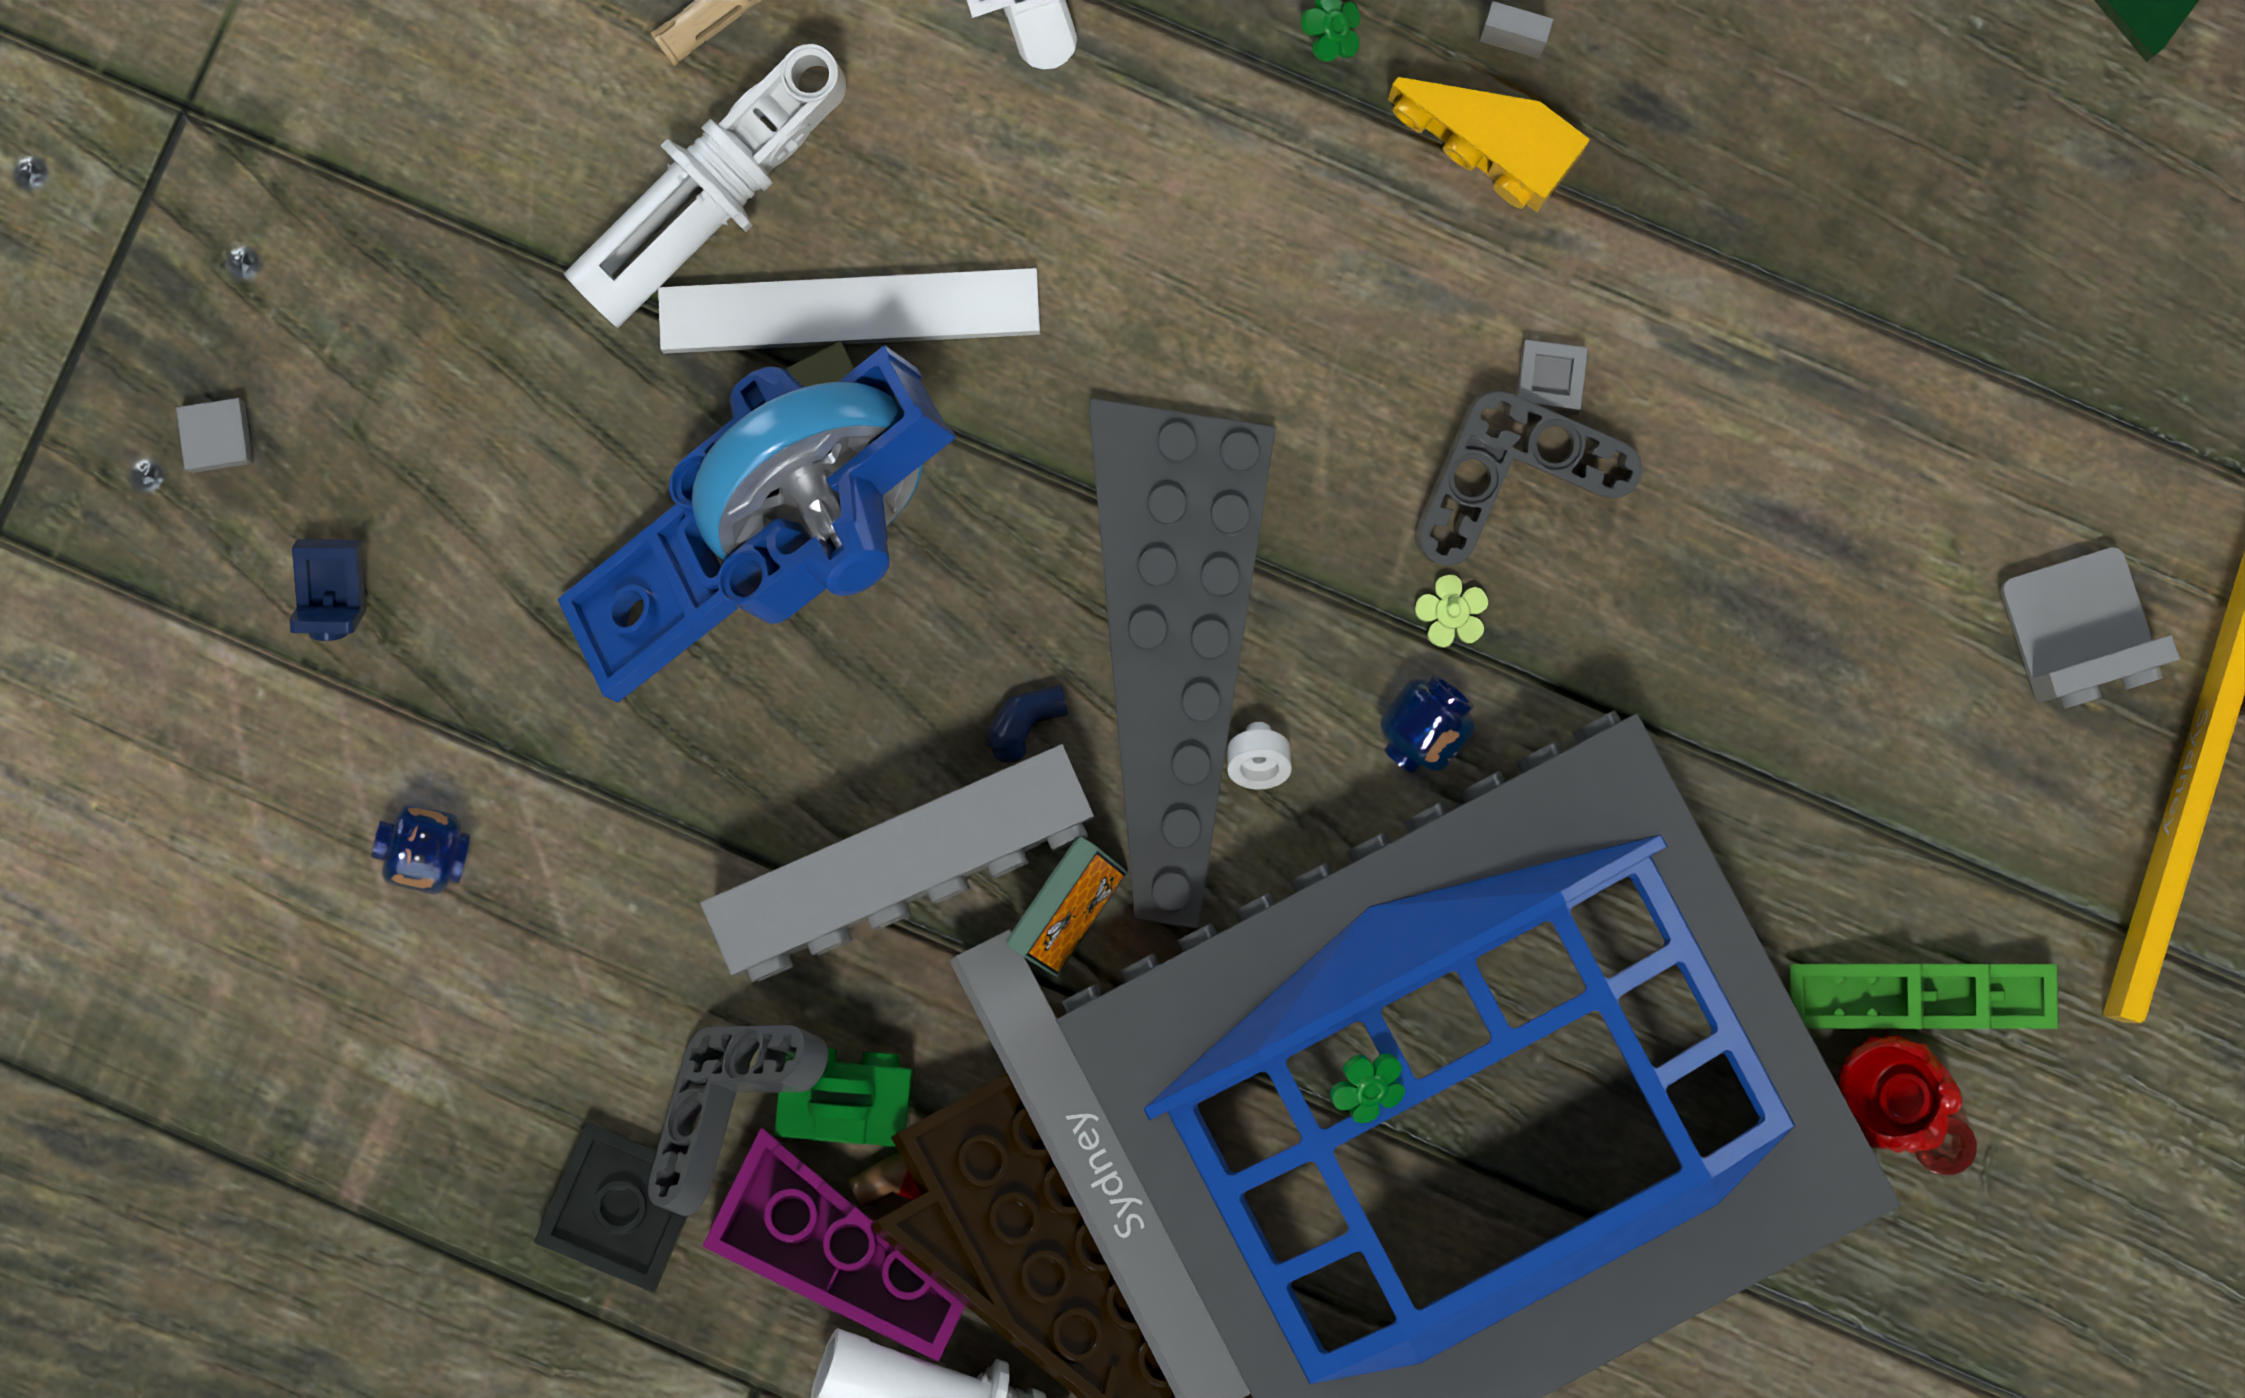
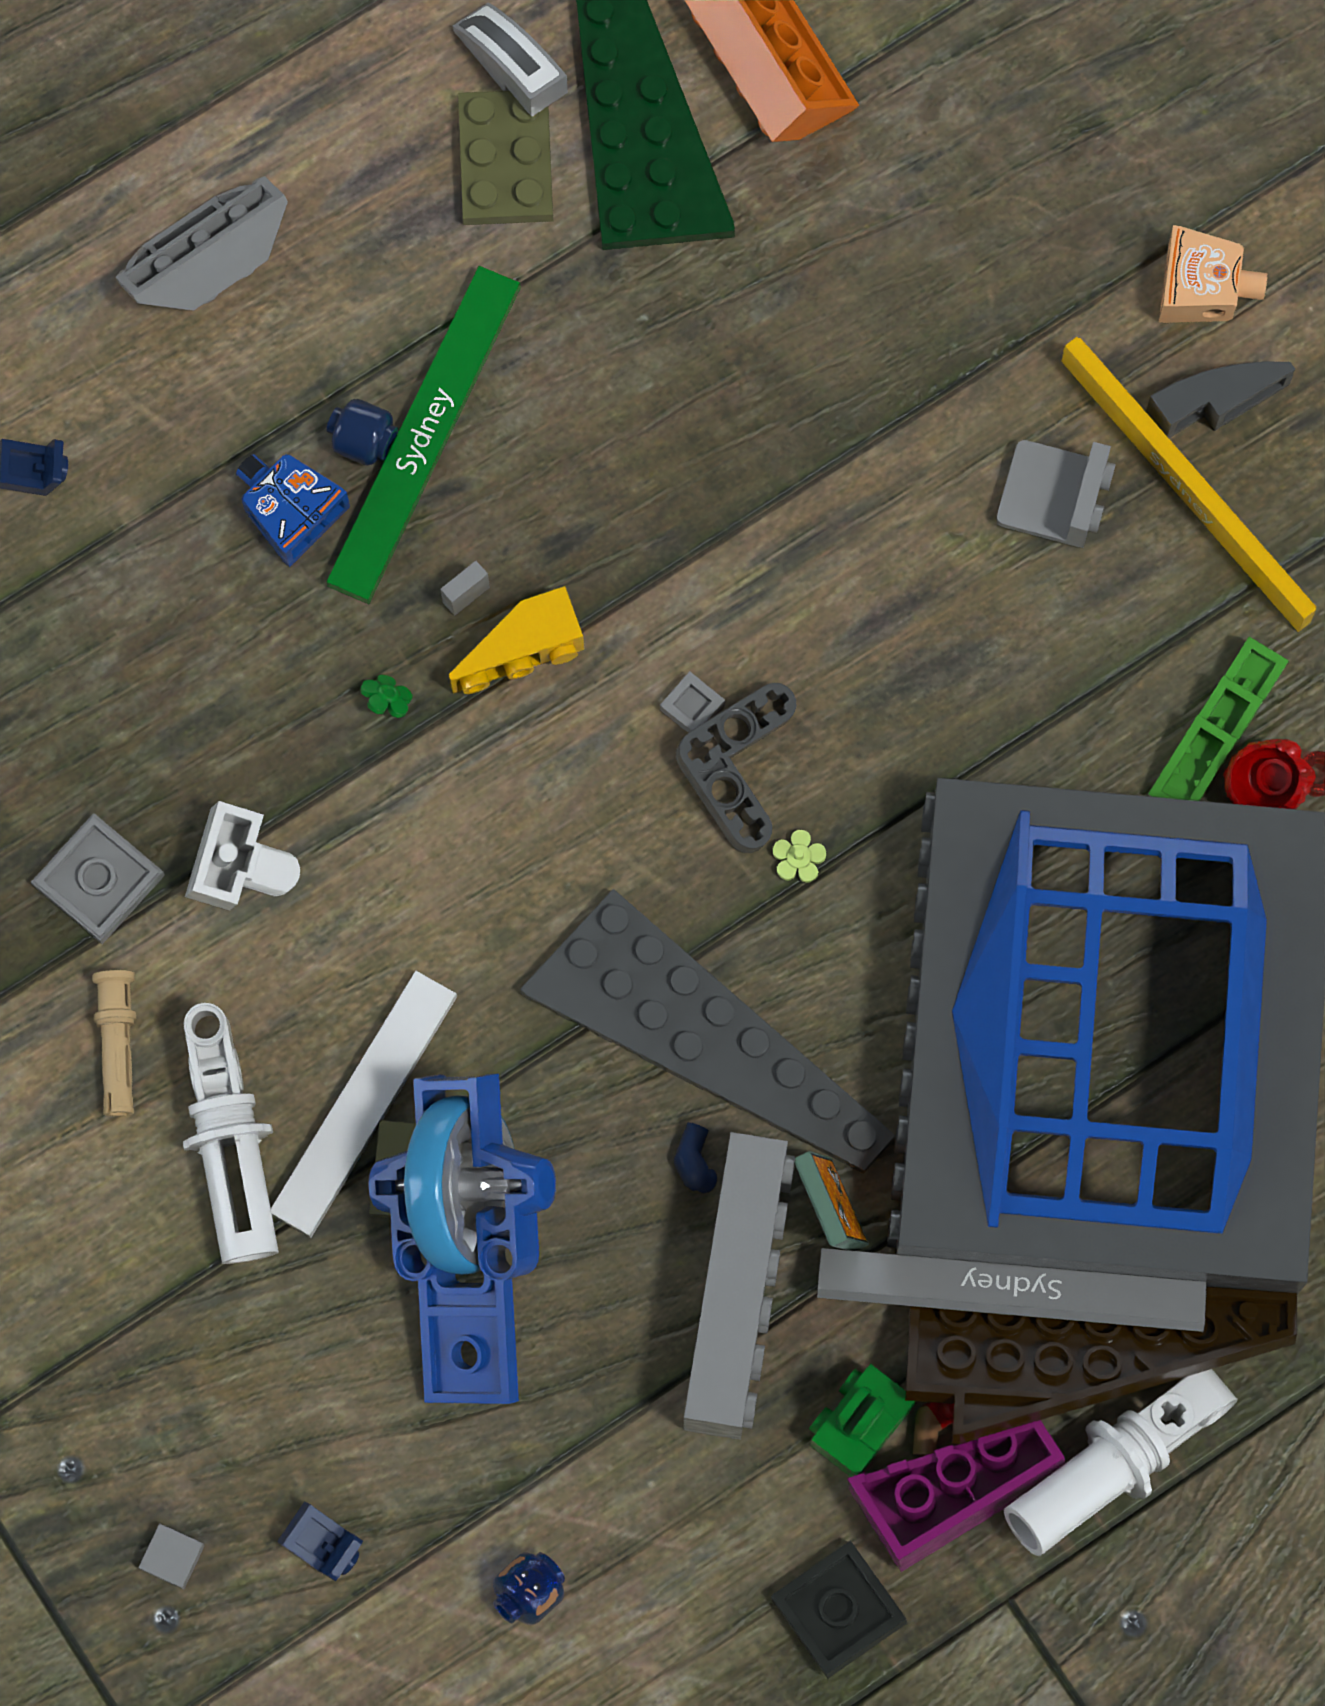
camera: 55 degrees left, 10 degrees down
(688, 1158) = (841, 1543): dark grey beam -> none
(1259, 757) = (813, 1029): white tile -> none
(1368, 1086) = (1063, 1071): green plant -> none
(1427, 724) = (859, 914): clear blue head -> none

